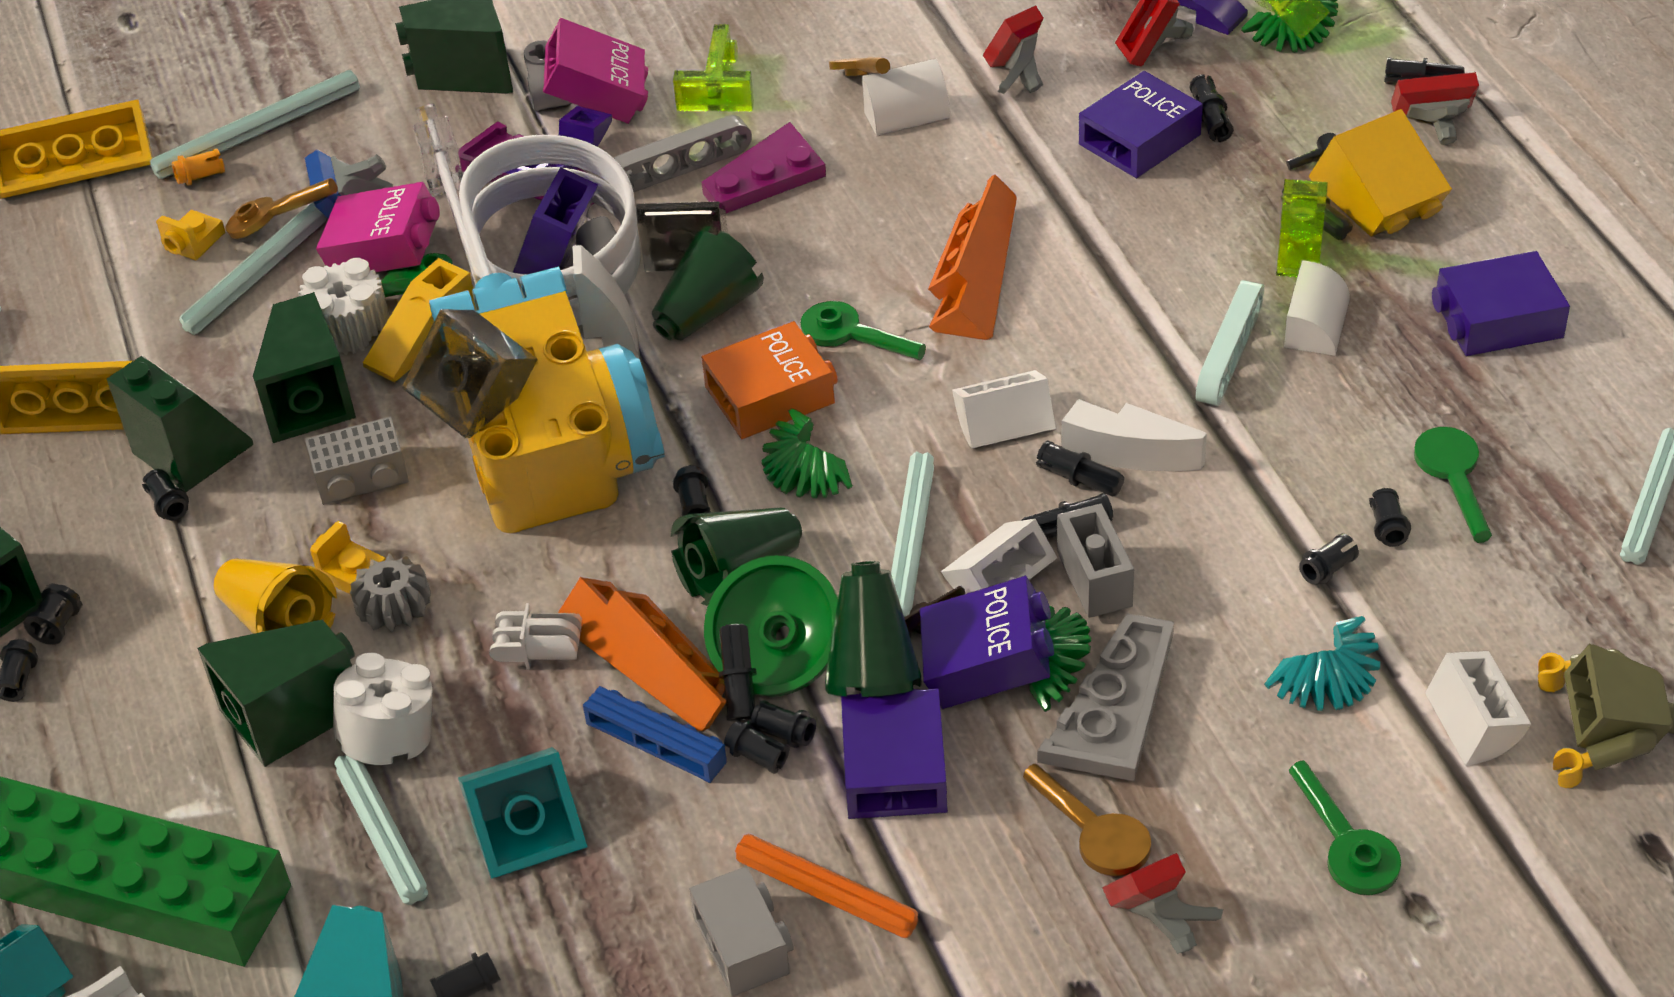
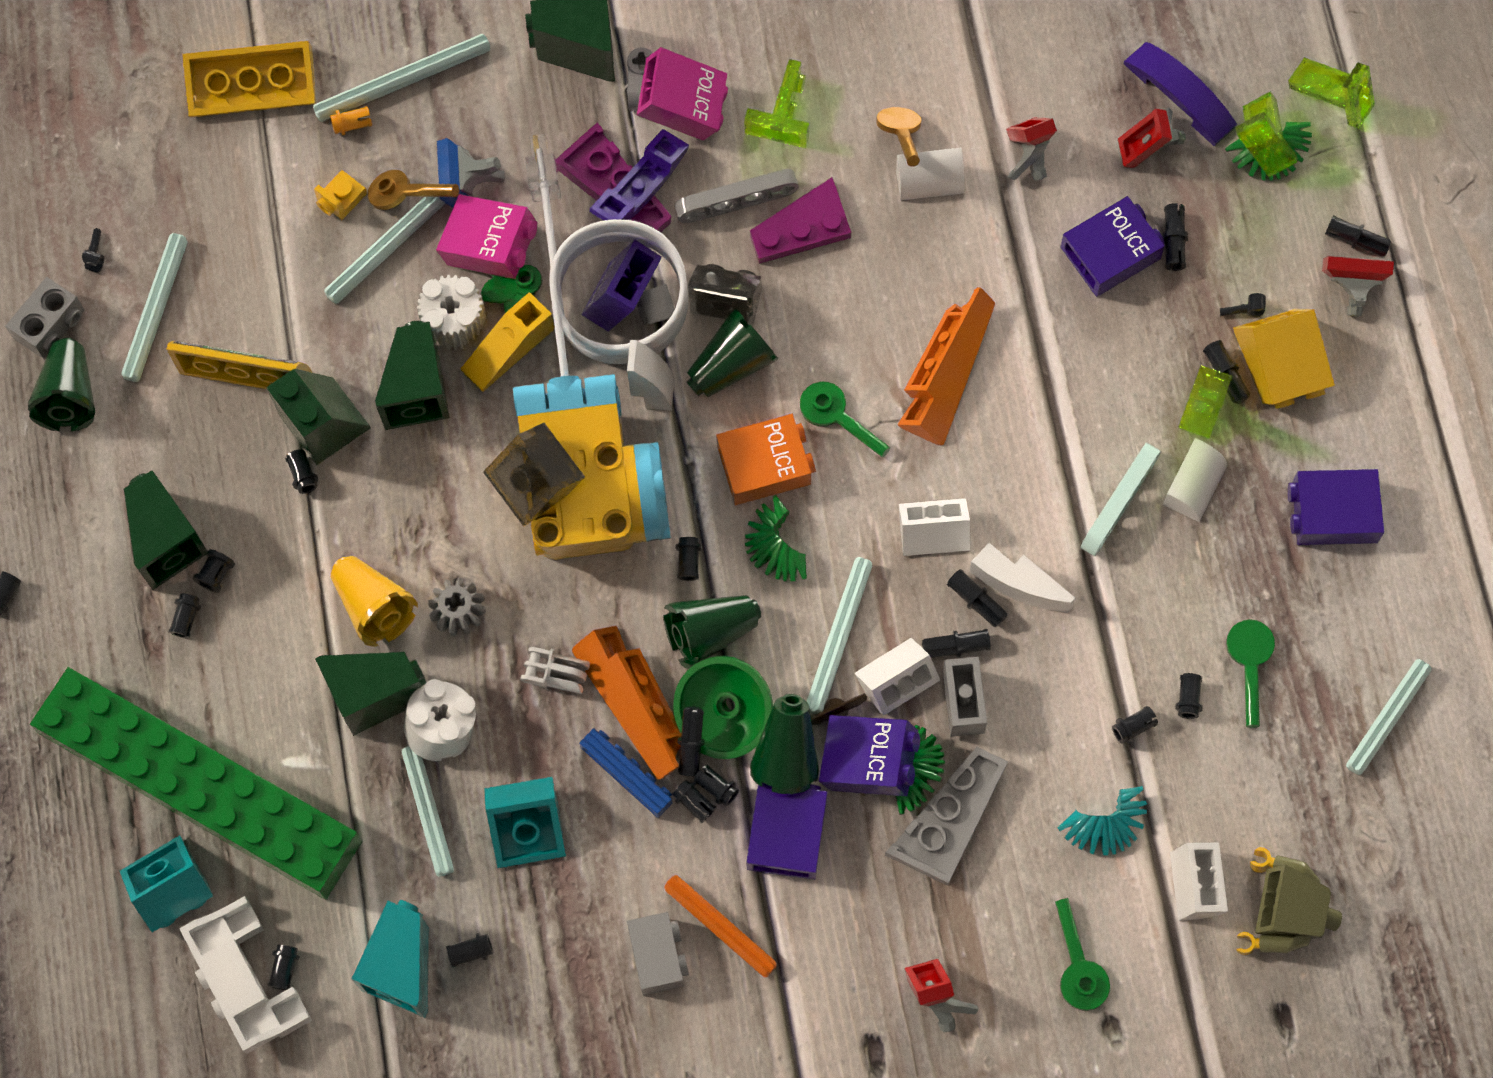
camera: 10 degrees right, 25 degrees up
(340, 557) = (428, 566): yellow bracket -> none
(356, 460) = (445, 472): light grey brick -> none
(1109, 842) = (920, 933): pearl gold piece -> none

